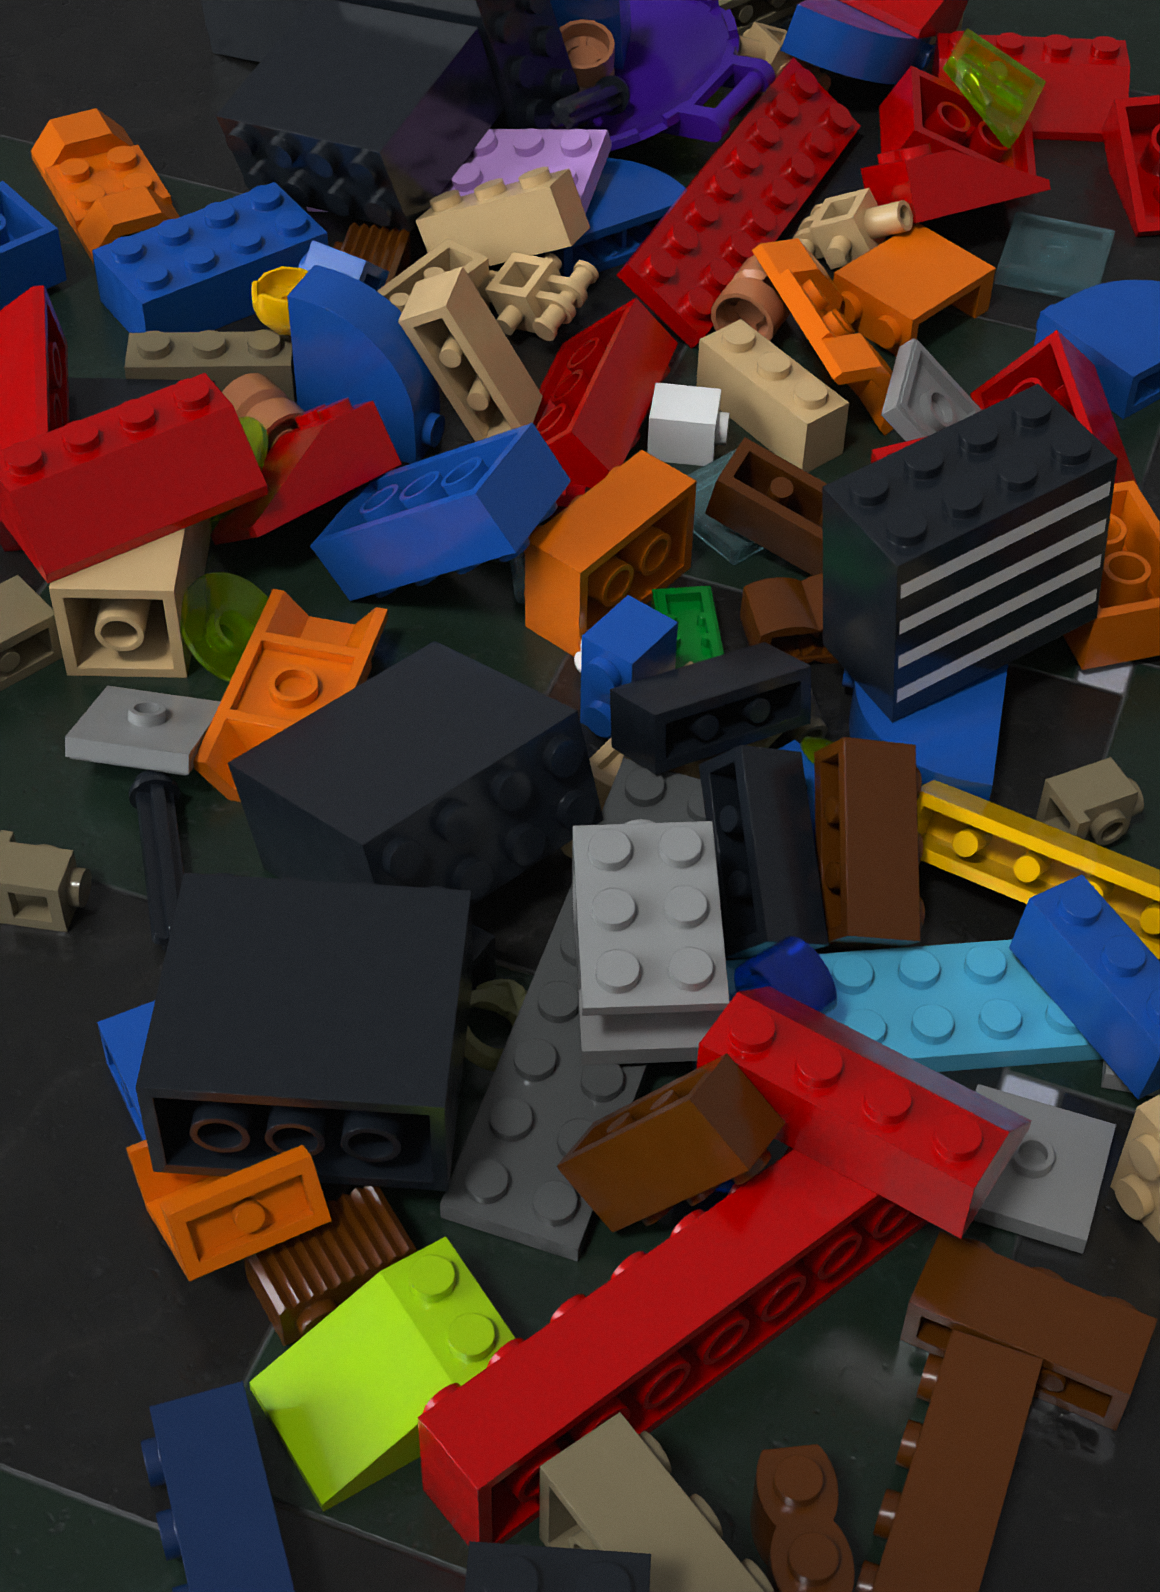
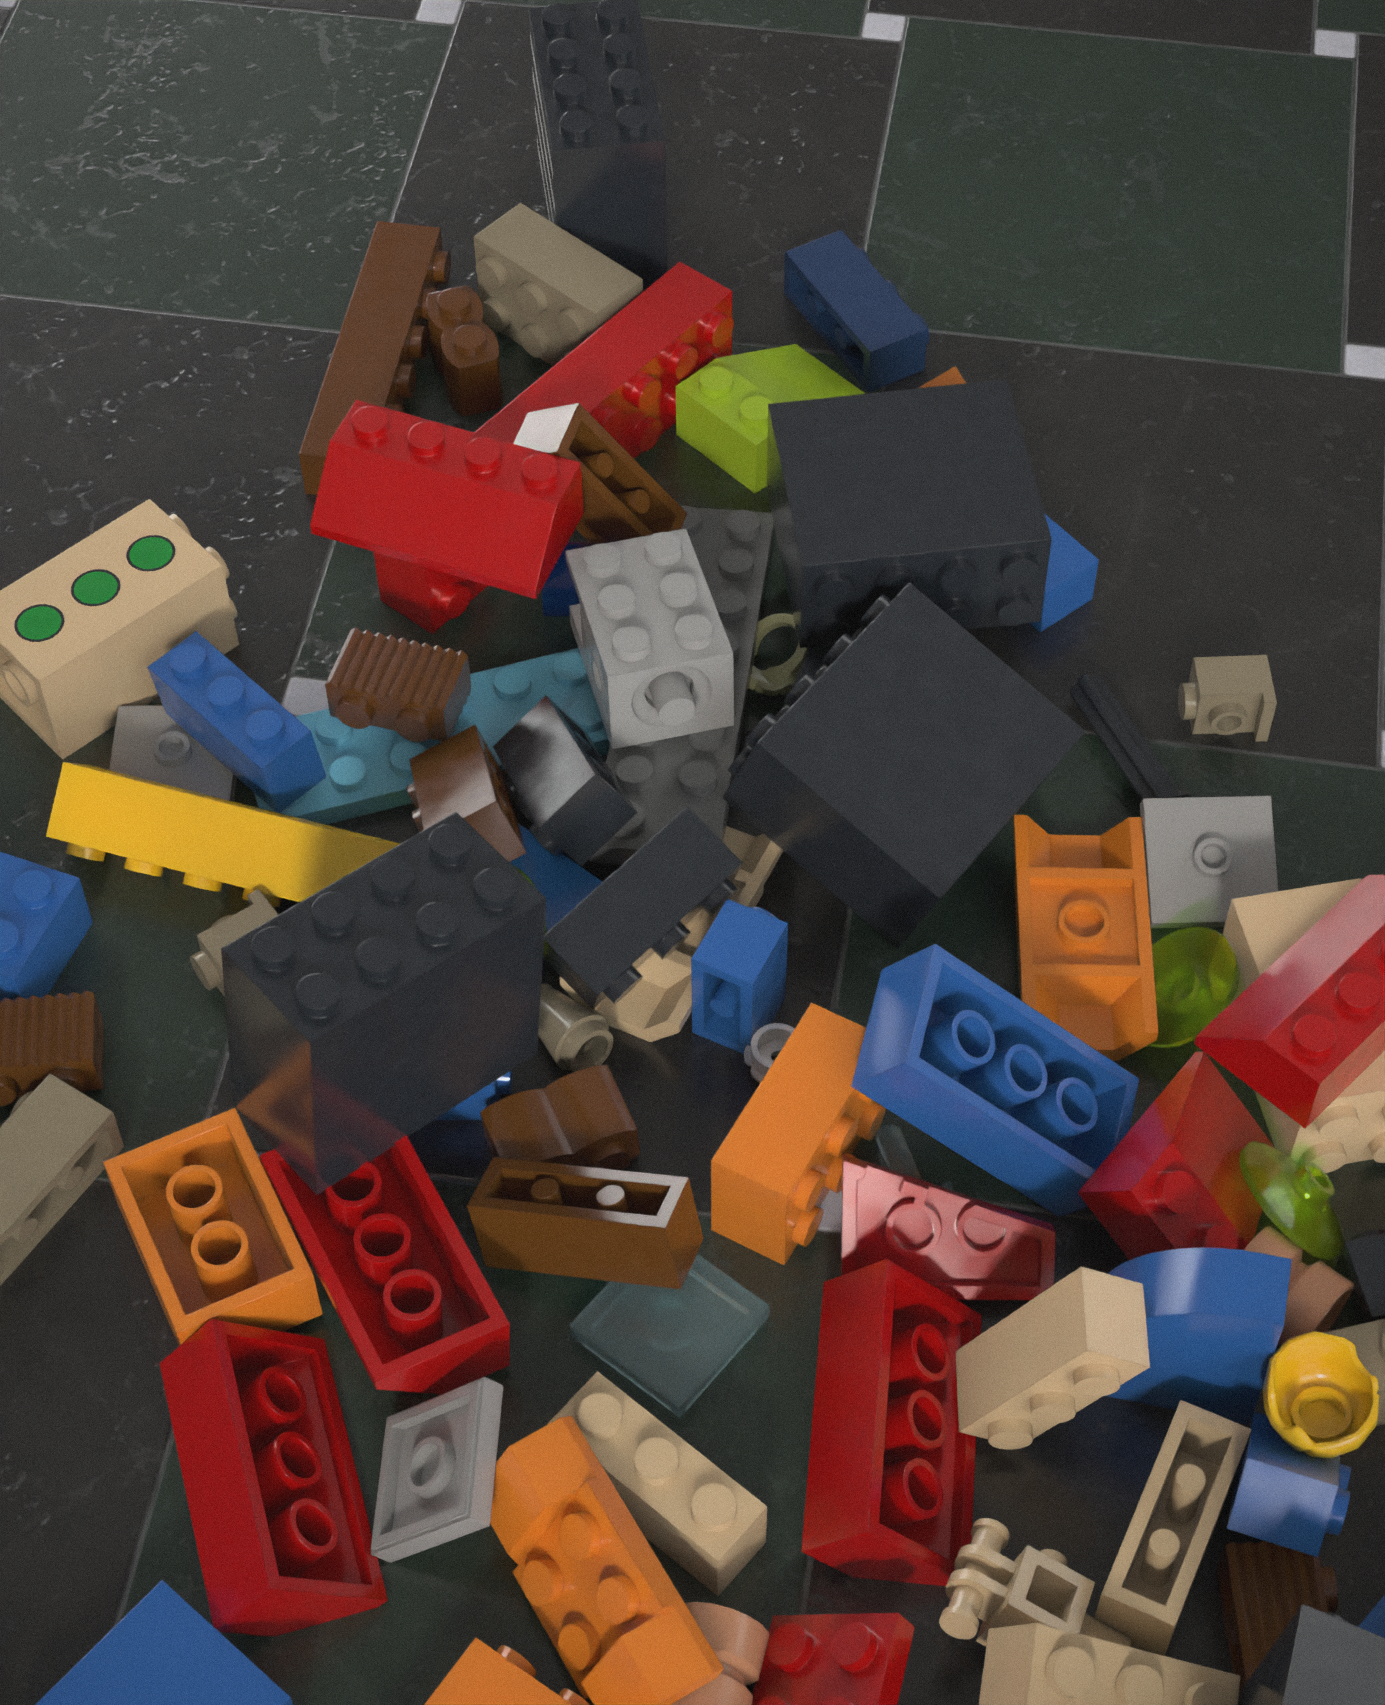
camera: 170 degrees right, 5 degrees up
(686, 424) = (759, 1416): white brick -> none
(697, 622) = (688, 1094): green plate -> none
(793, 970) = (525, 666): clear blue piece -> none
(928, 1000) = (398, 686): none -> reddish brown brick
(1052, 1176) = (301, 628): light grey plate -> none
(1085, 1340) = (273, 499): reddish brown brick -> none

